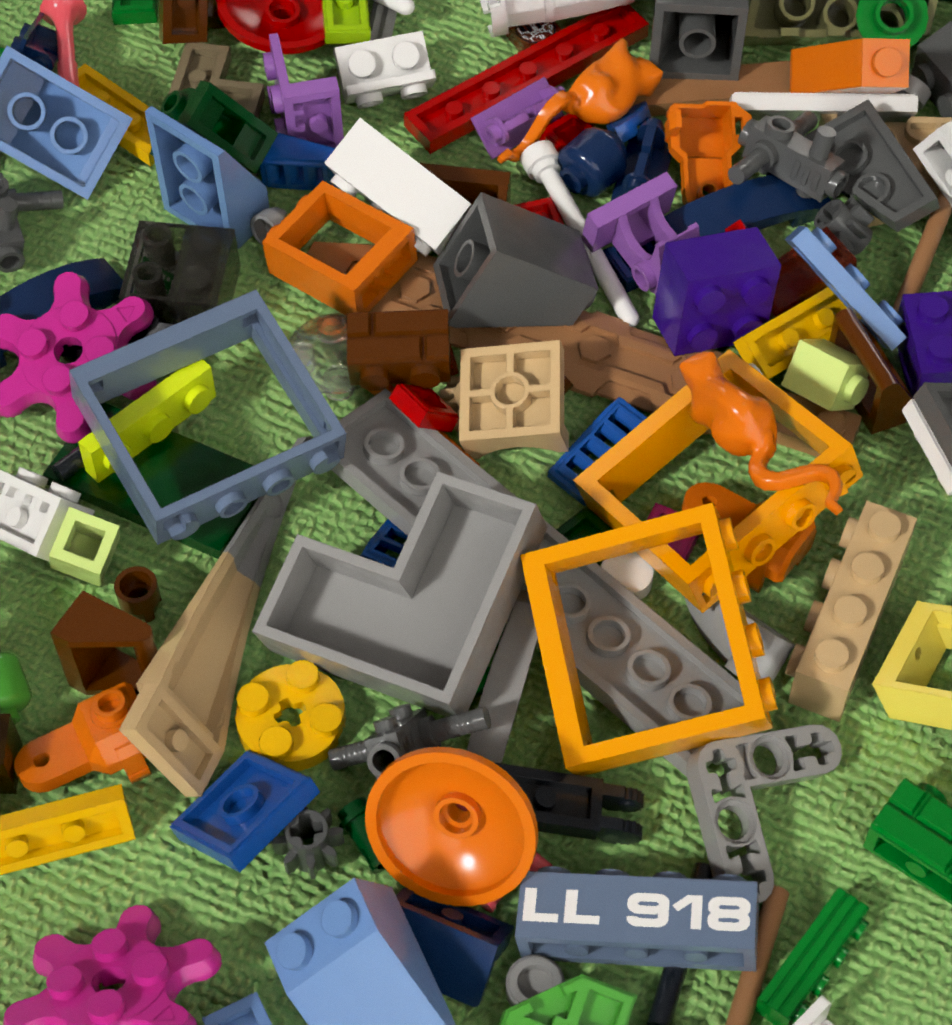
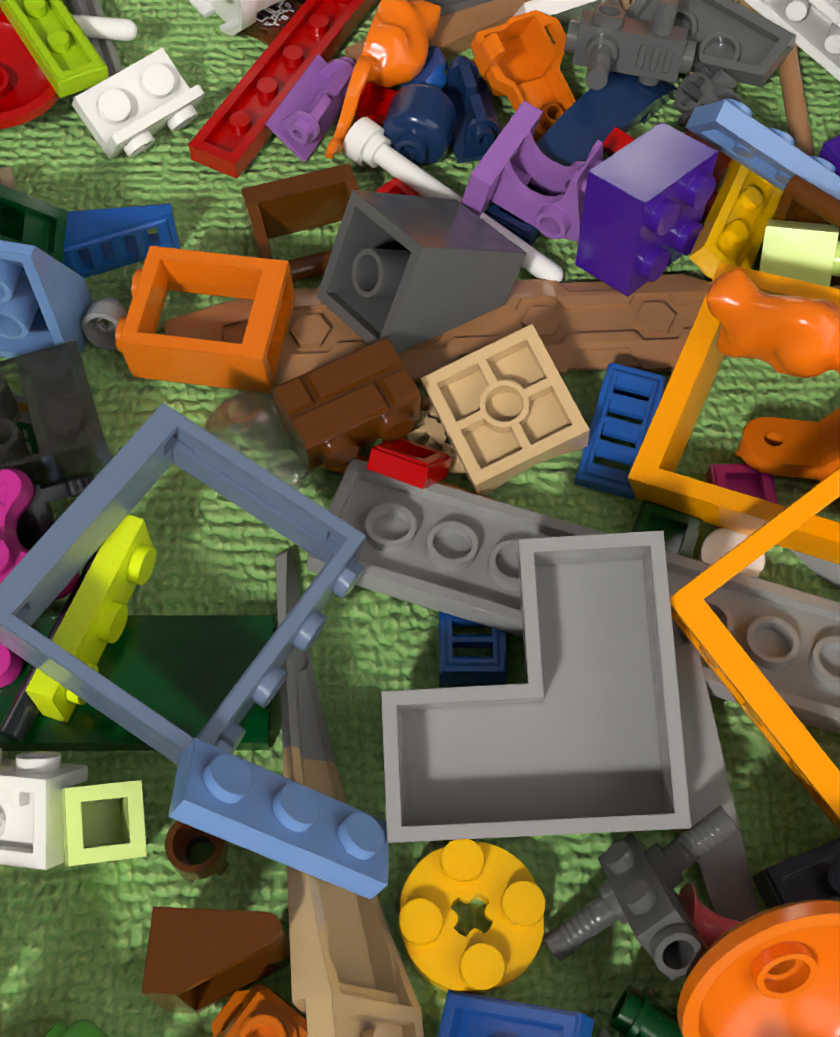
camera: 30 degrees left, 5 degrees up
(189, 581) = (280, 819): none -> medium blue plate
(306, 108) = (76, 175): medium lavender bracket -> none
(397, 186) = (242, 218): white brick -> none

